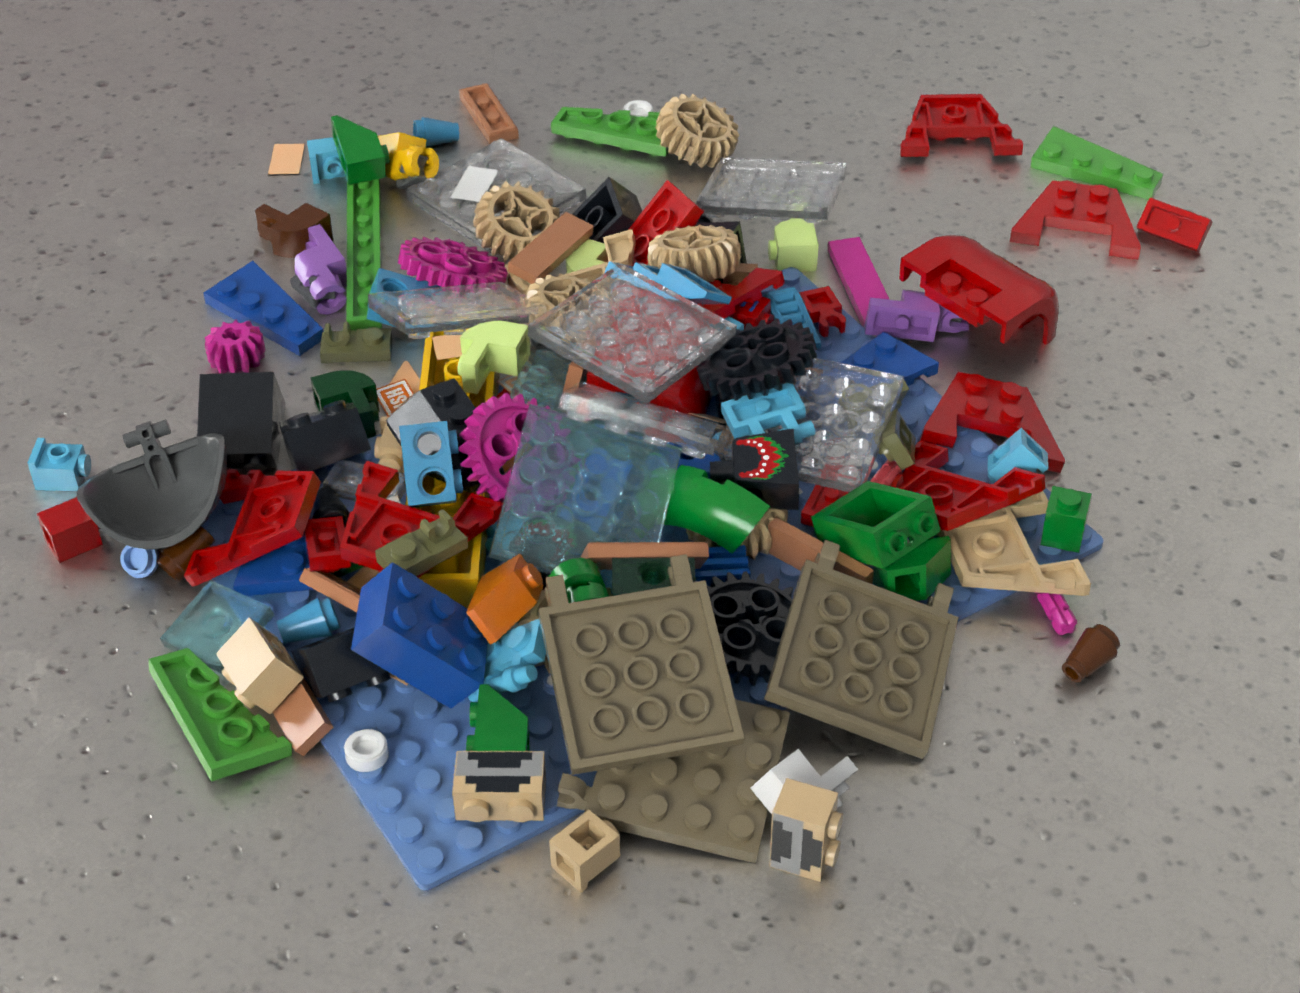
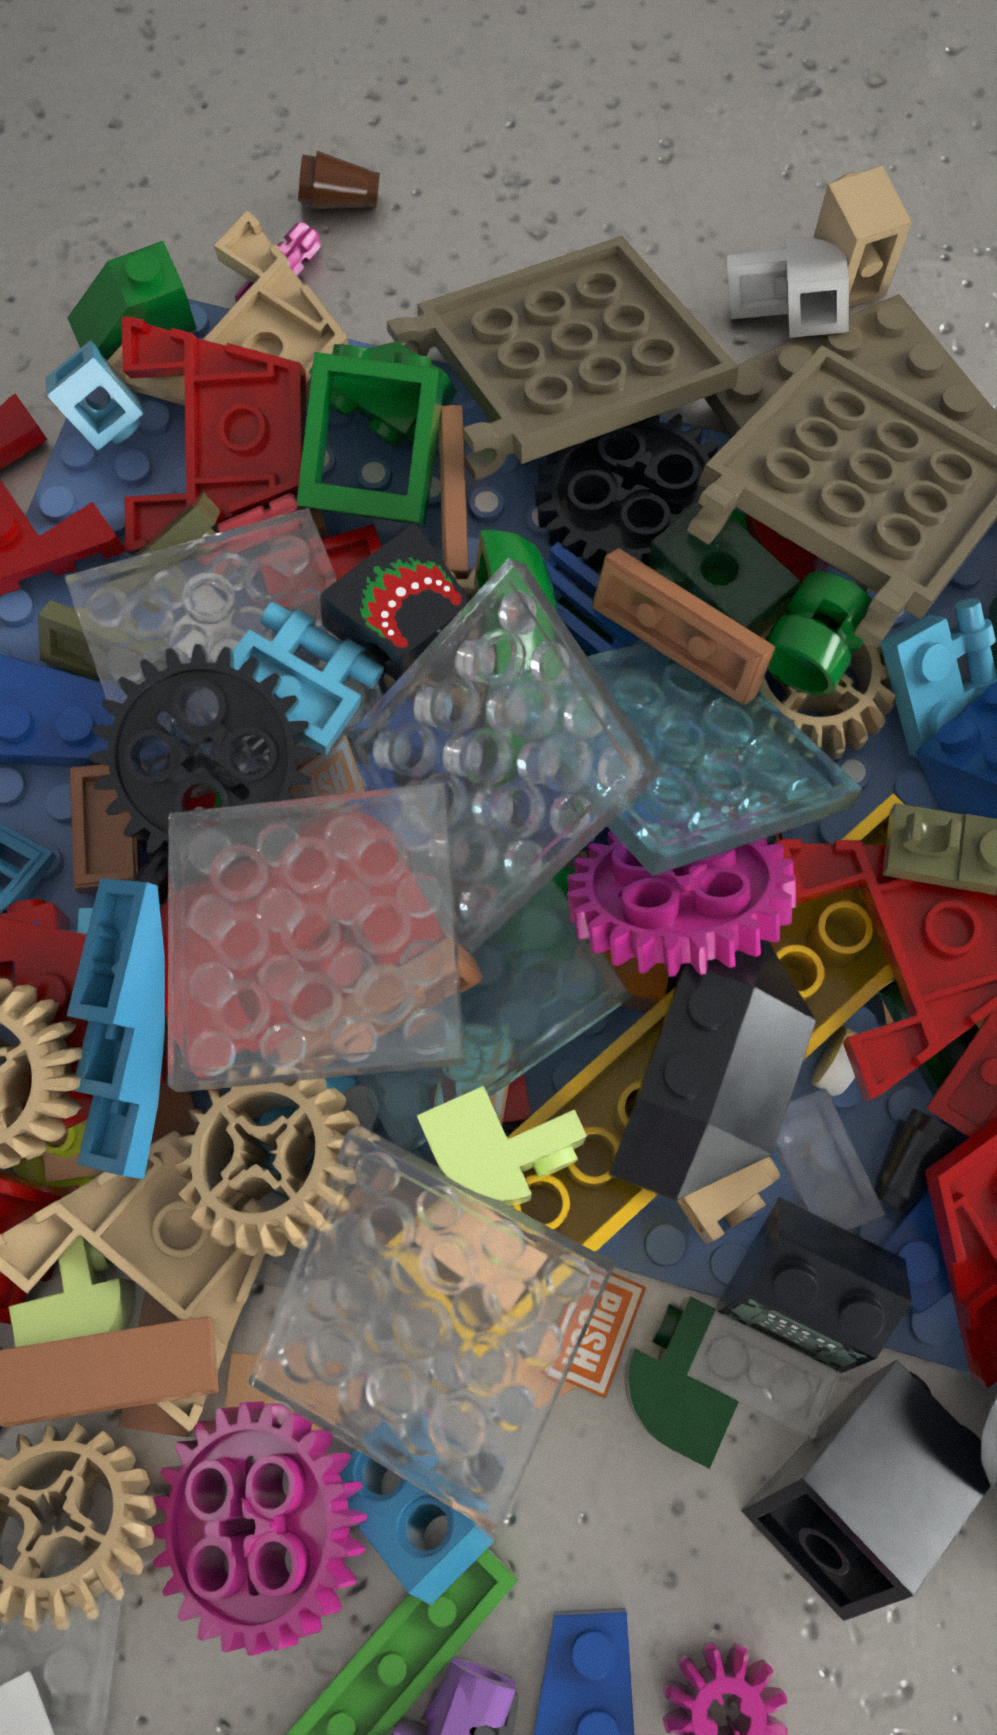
camera: 130 degrees left, 30 degrees up
(355, 345) = (549, 1541): olive plate -> none
(419, 465) = (824, 971): dark azure brick -> none
(504, 597) = (892, 736): orange slope -> none

